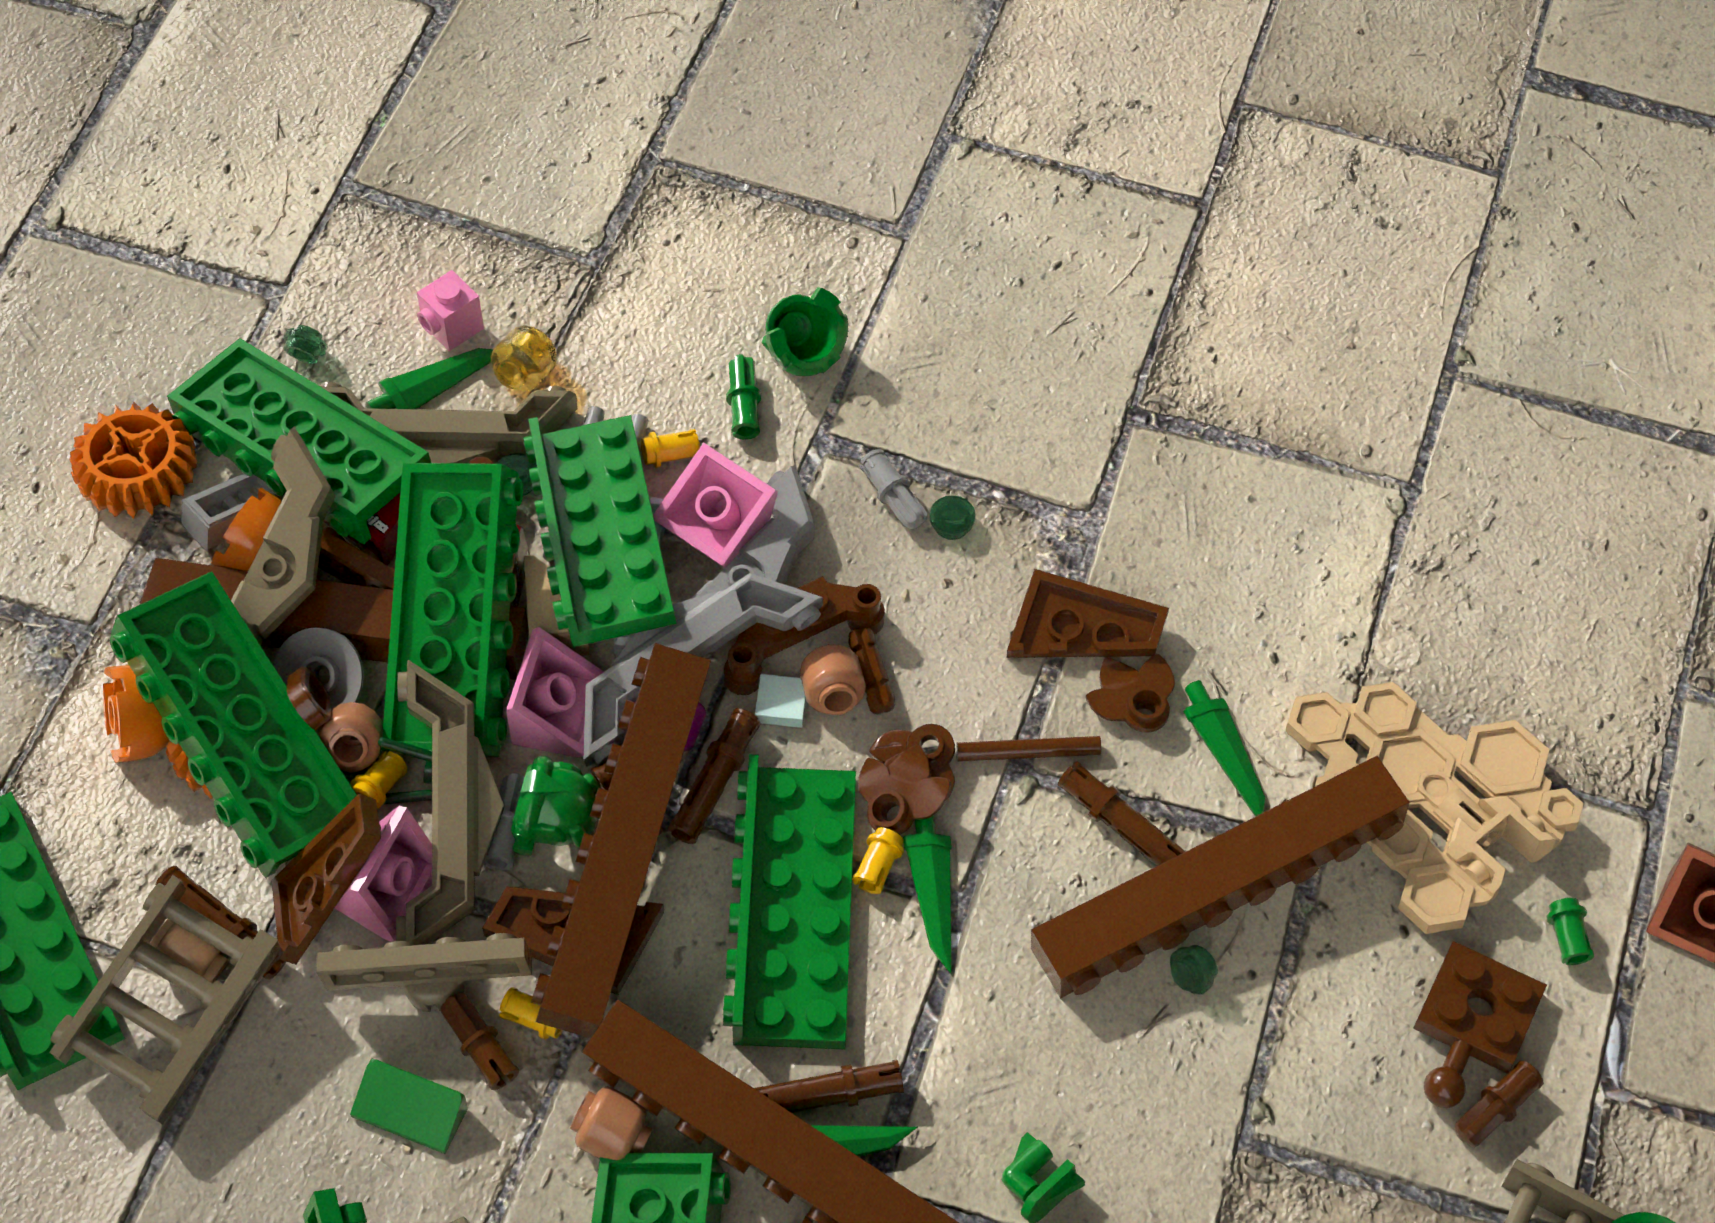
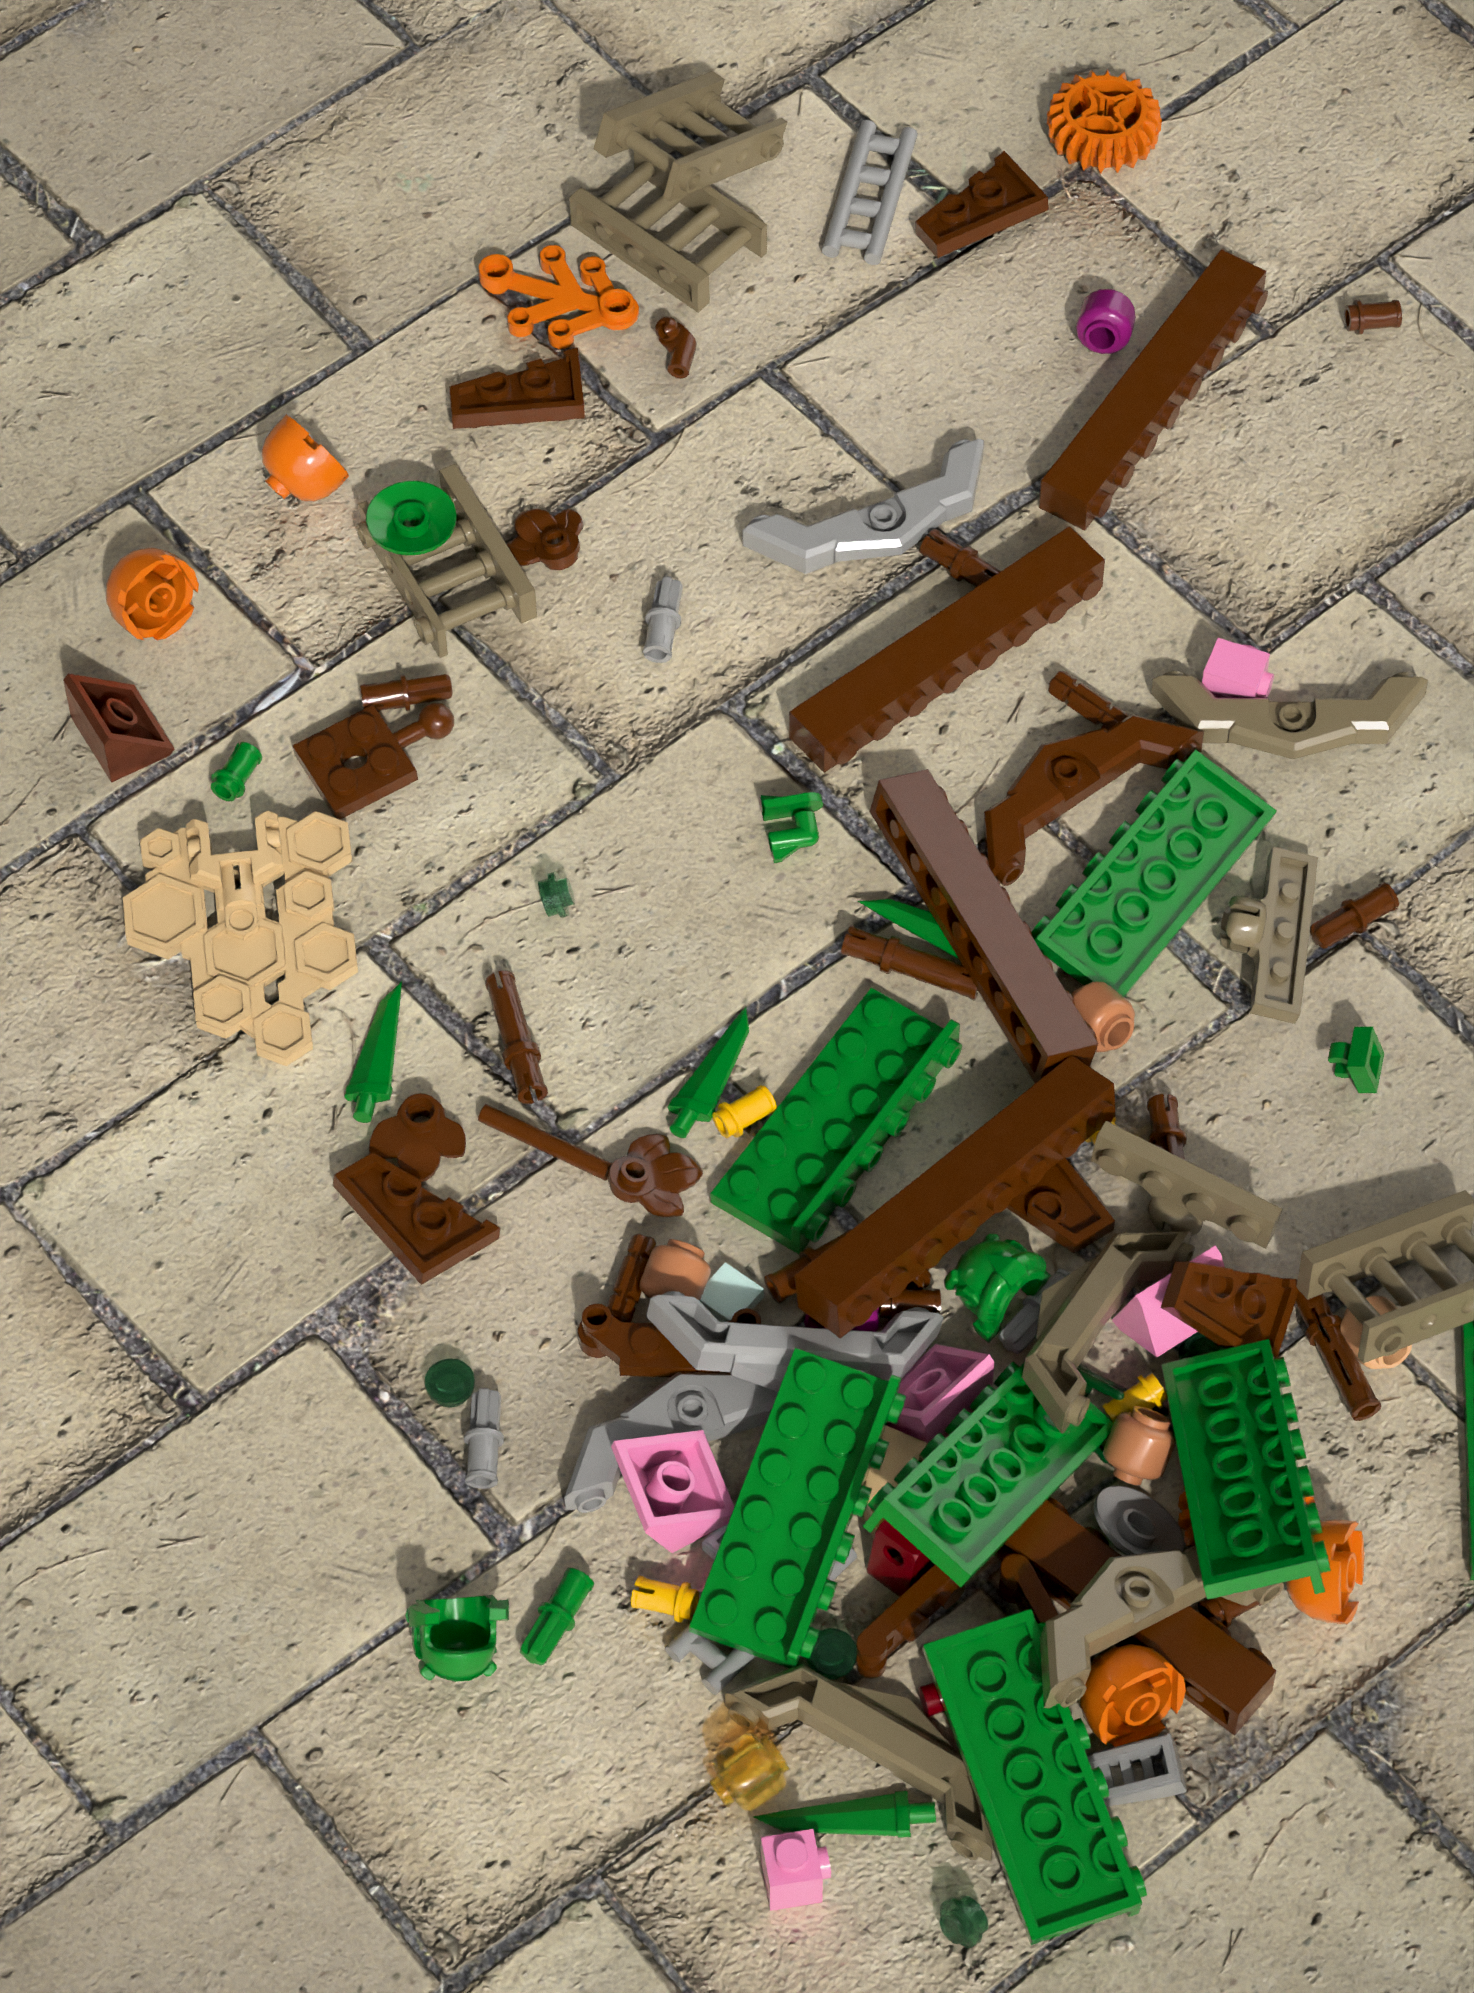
camera: 145 degrees left, 0 degrees up
(133, 460) = (1245, 1859): orange gear -> none
(309, 697) = (1163, 1475): reddish brown tile -> none
(409, 1106) = (1250, 1125): green slope -> none
(902, 784) = (682, 1153): reddish brown plate -> none
(1219, 877) = (481, 934): reddish brown brick -> none

